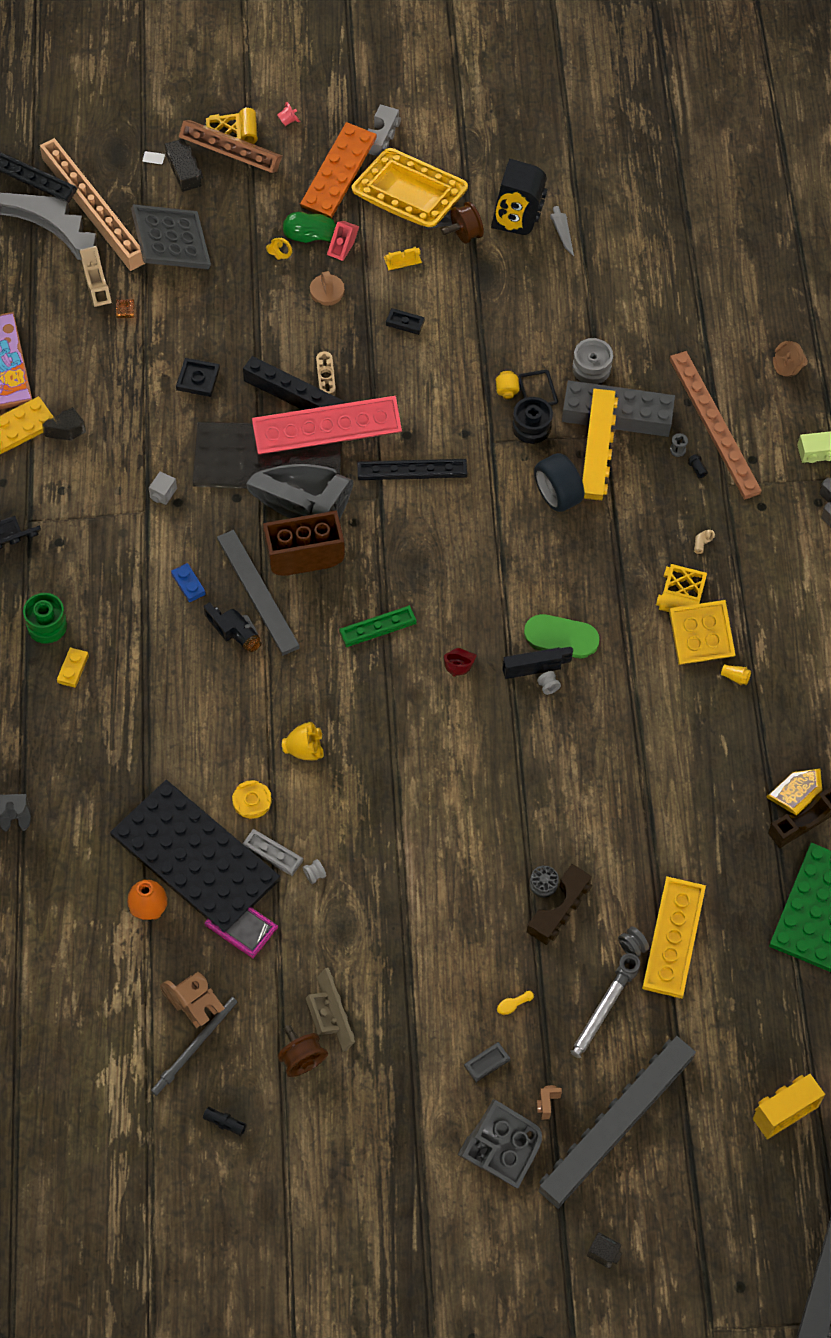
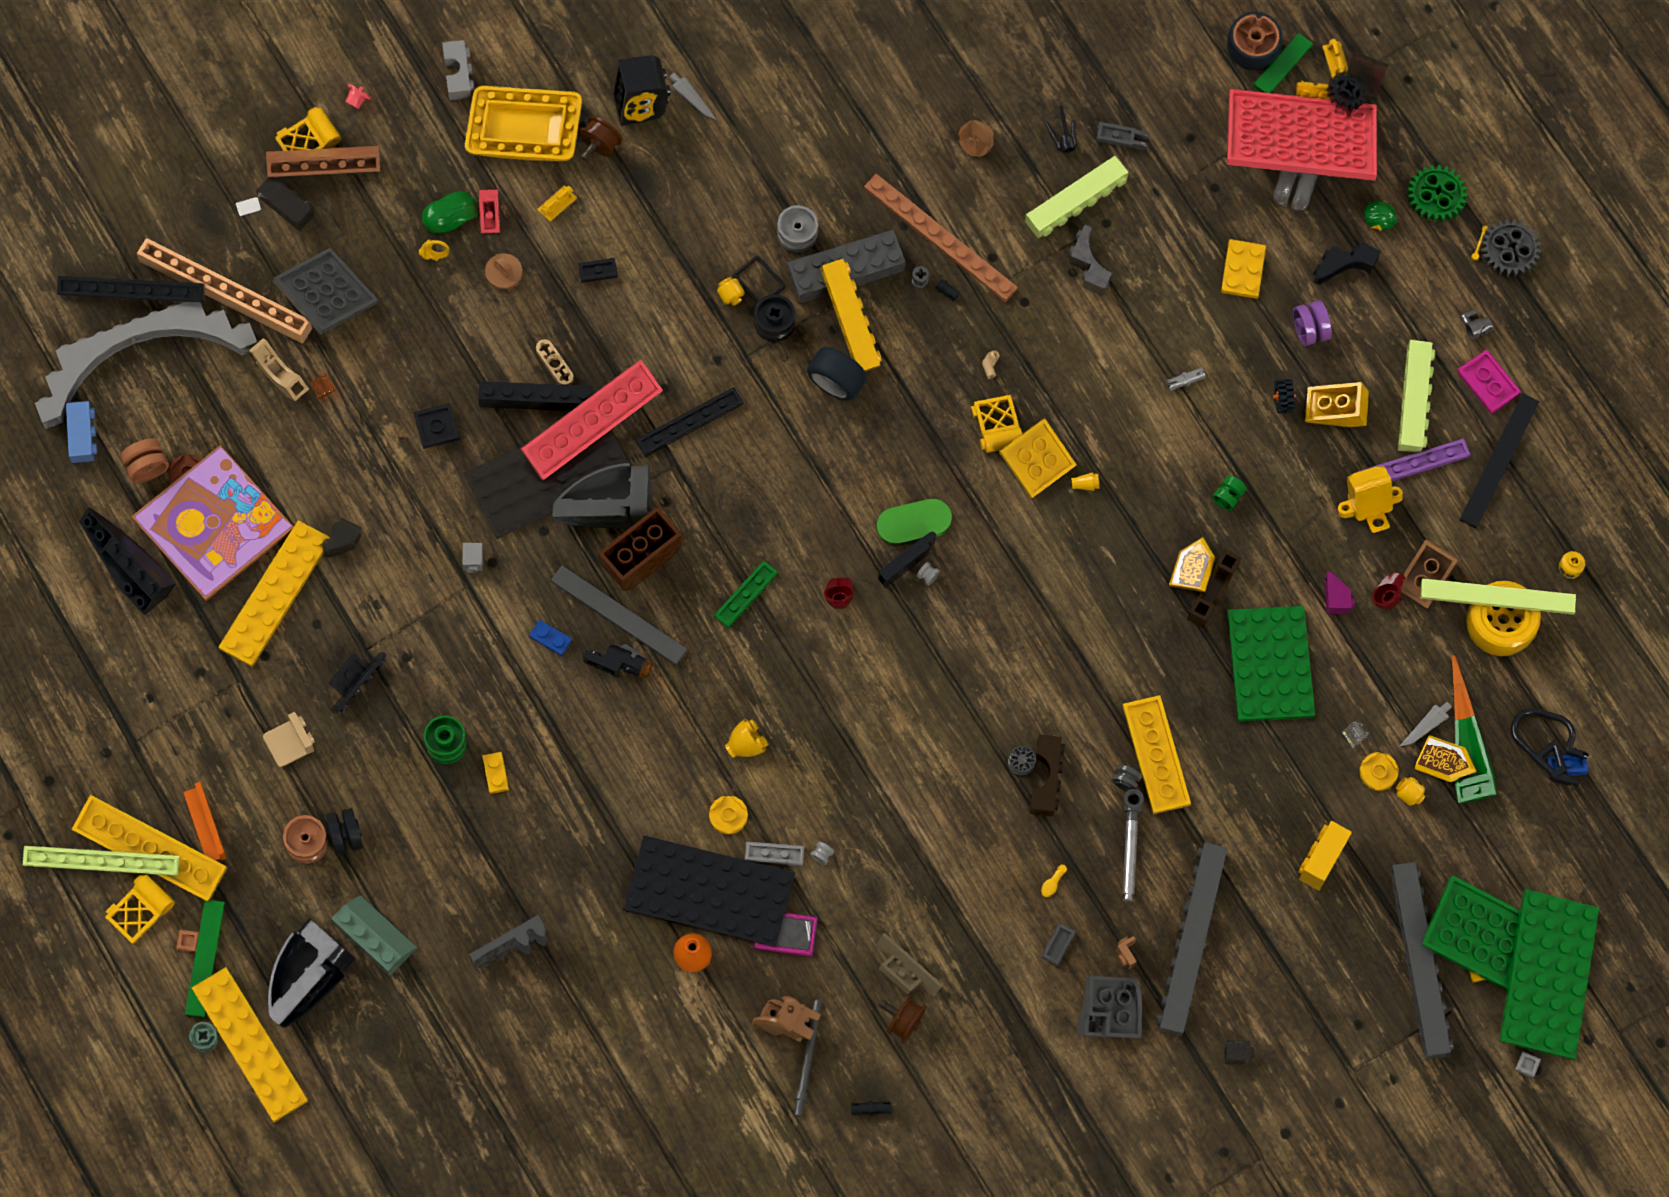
camera: 30 degrees left, 10 degrees up
(338, 170) = (442, 136): orange plate -> none

